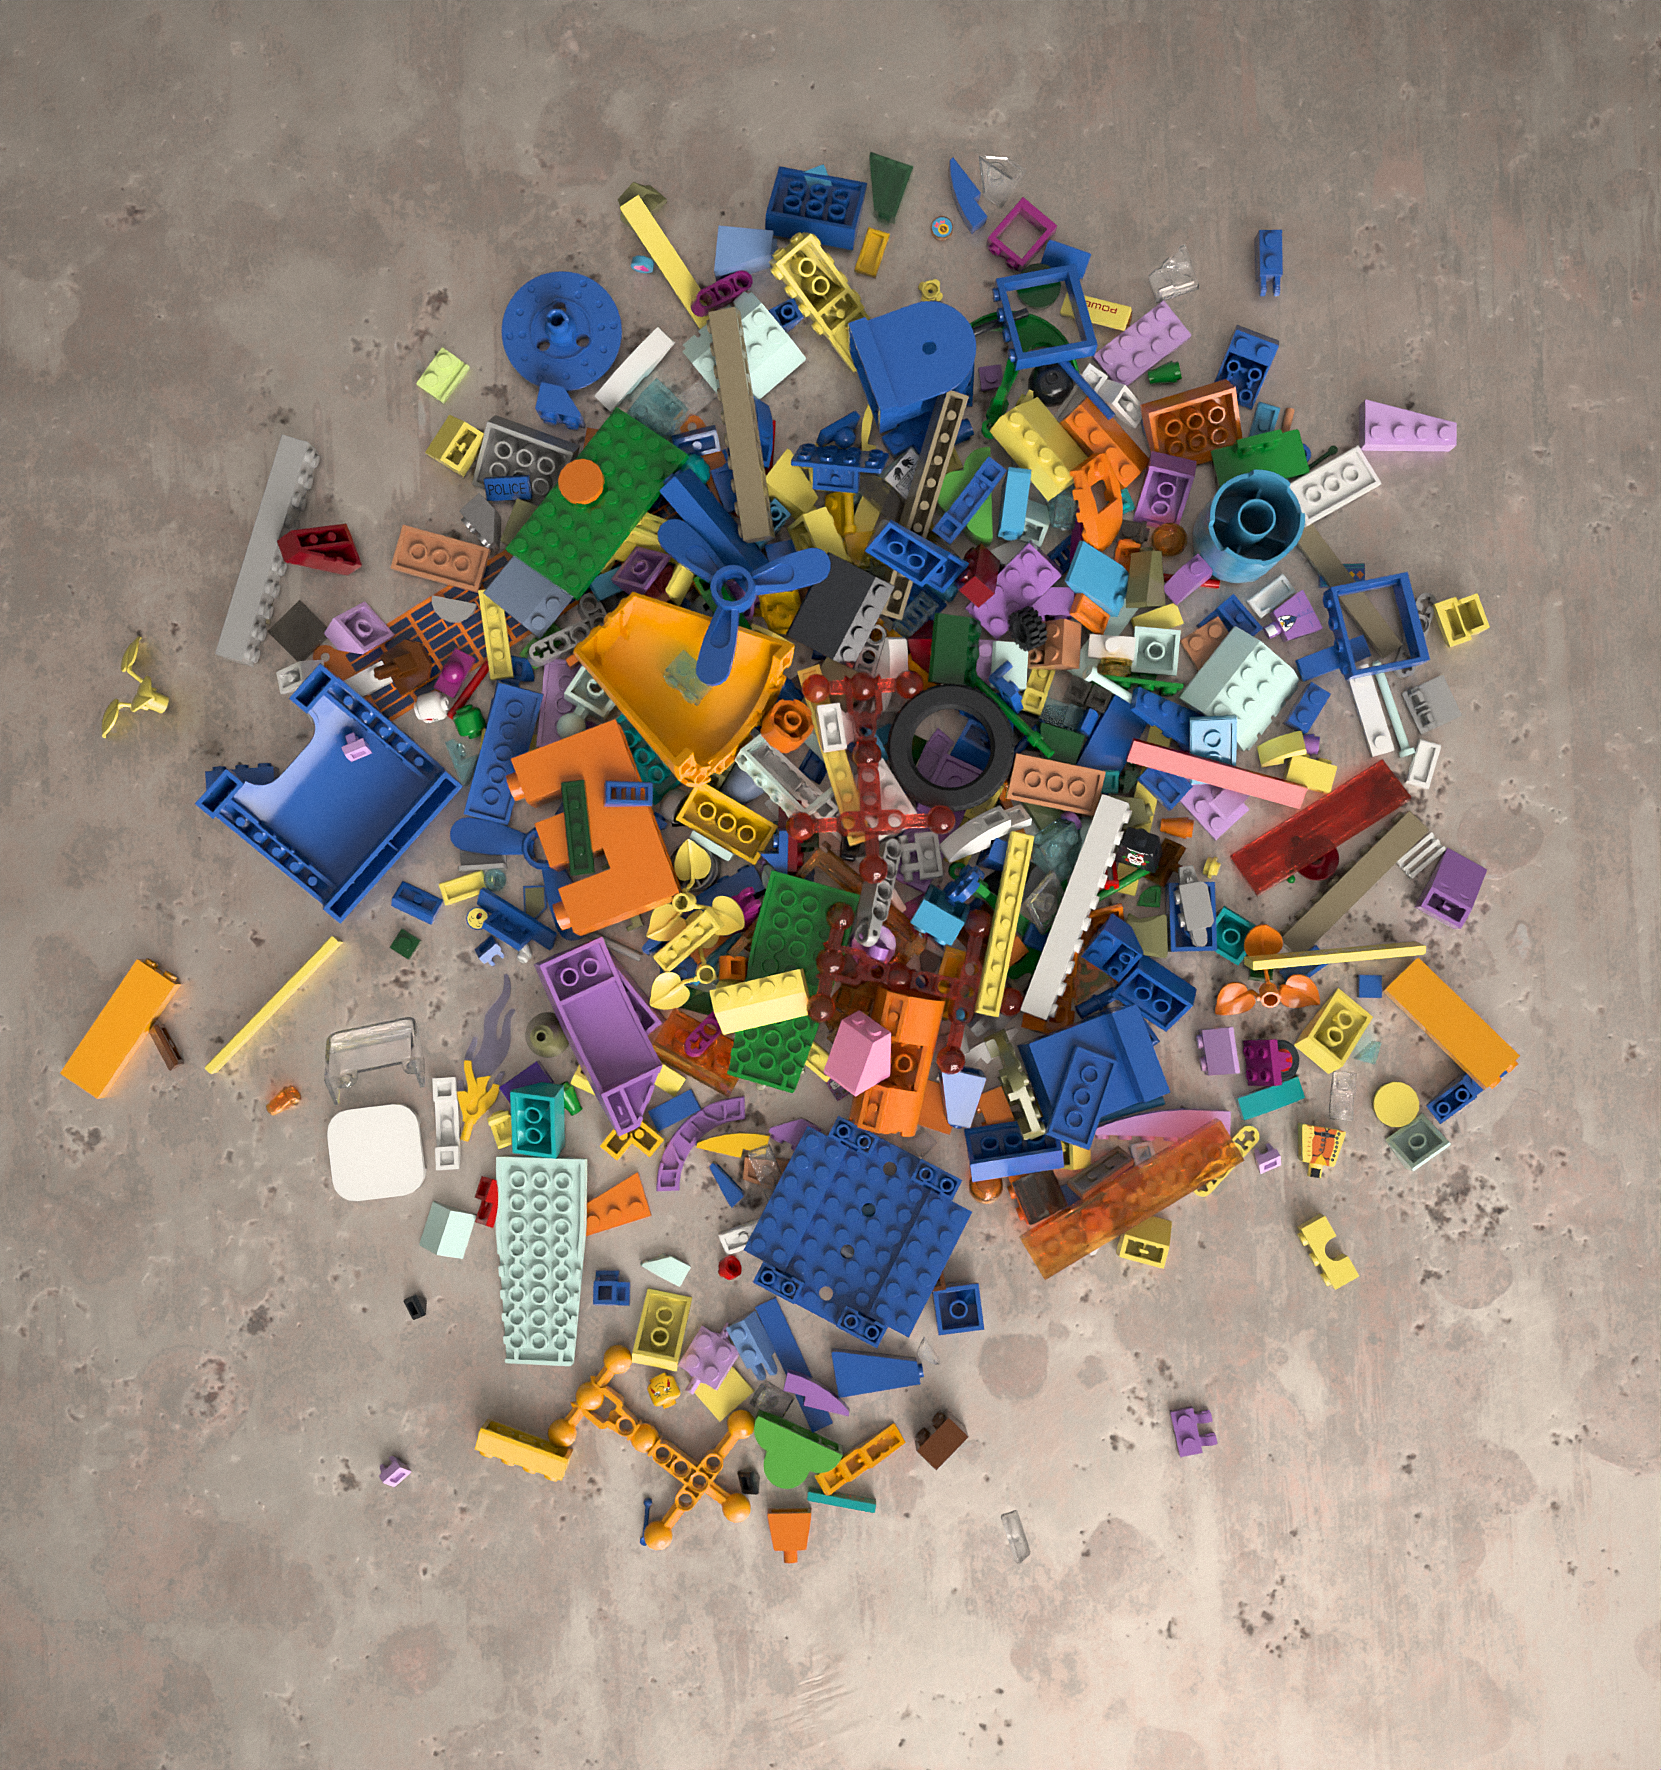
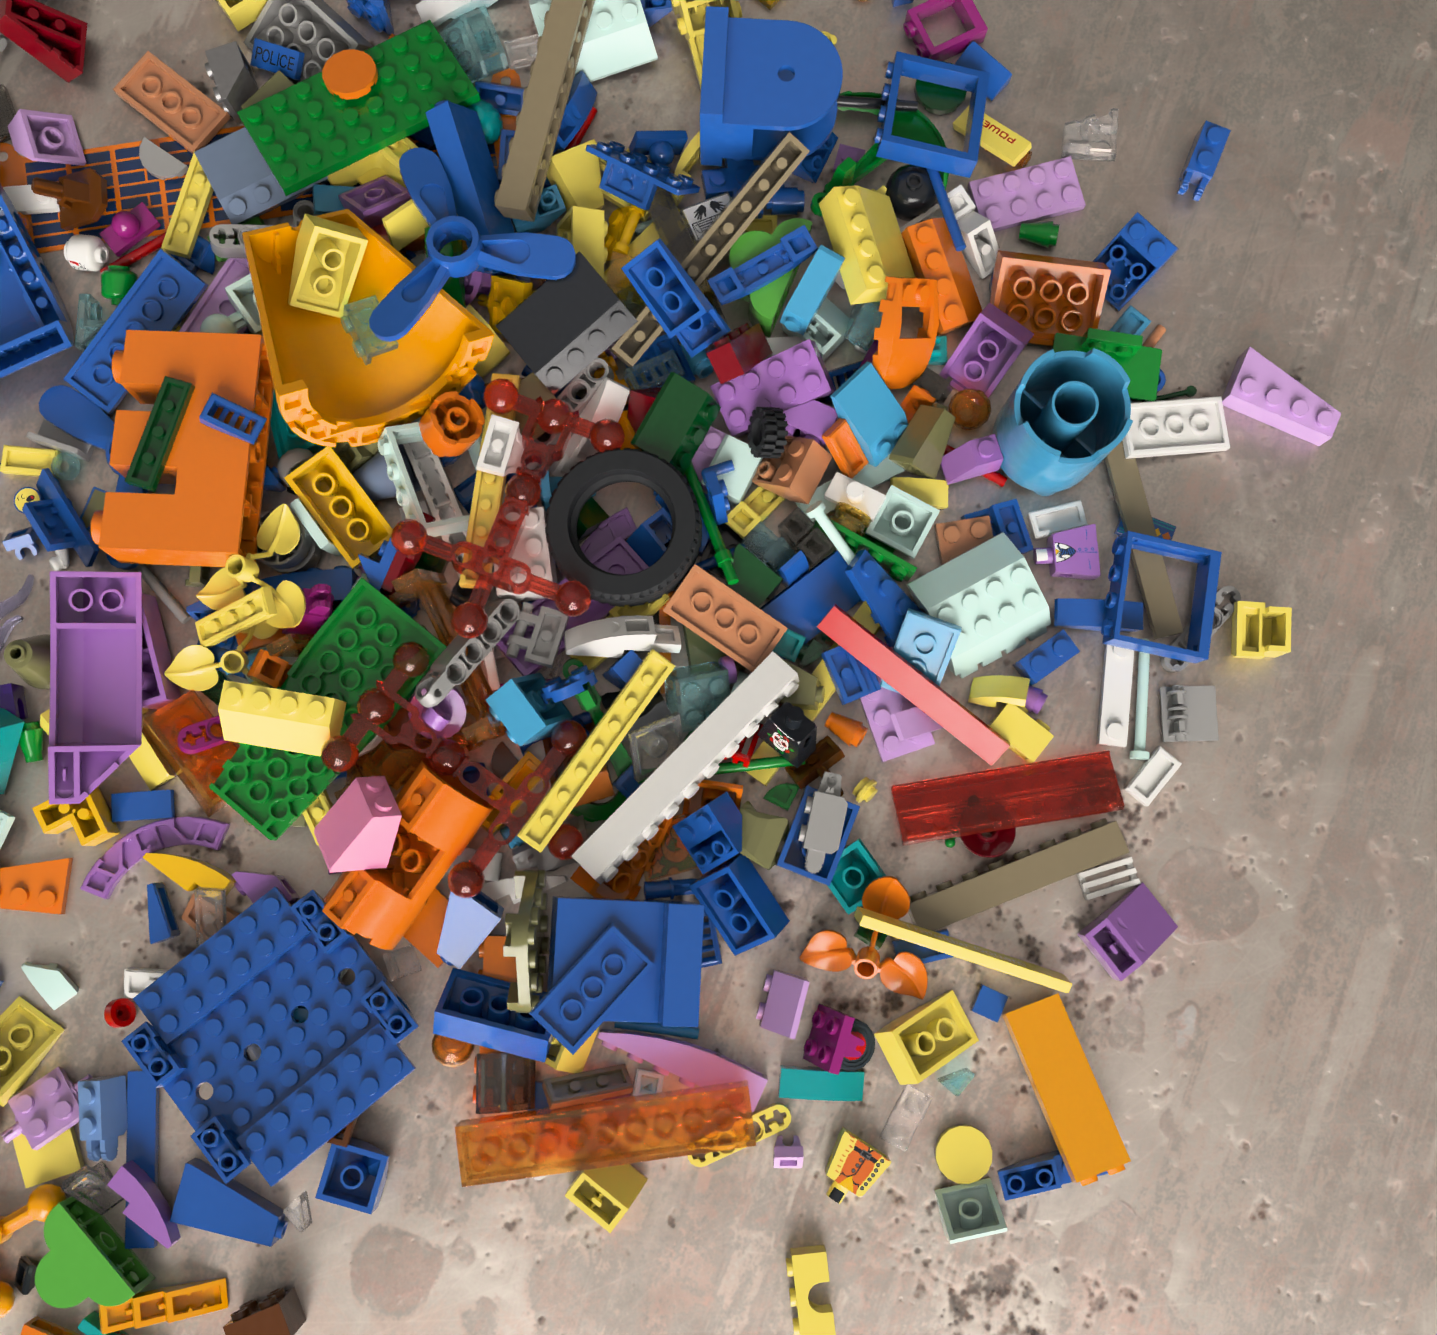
camera: 15 degrees right, 5 degrees down
(639, 643) = (325, 265): none -> light yellow slope

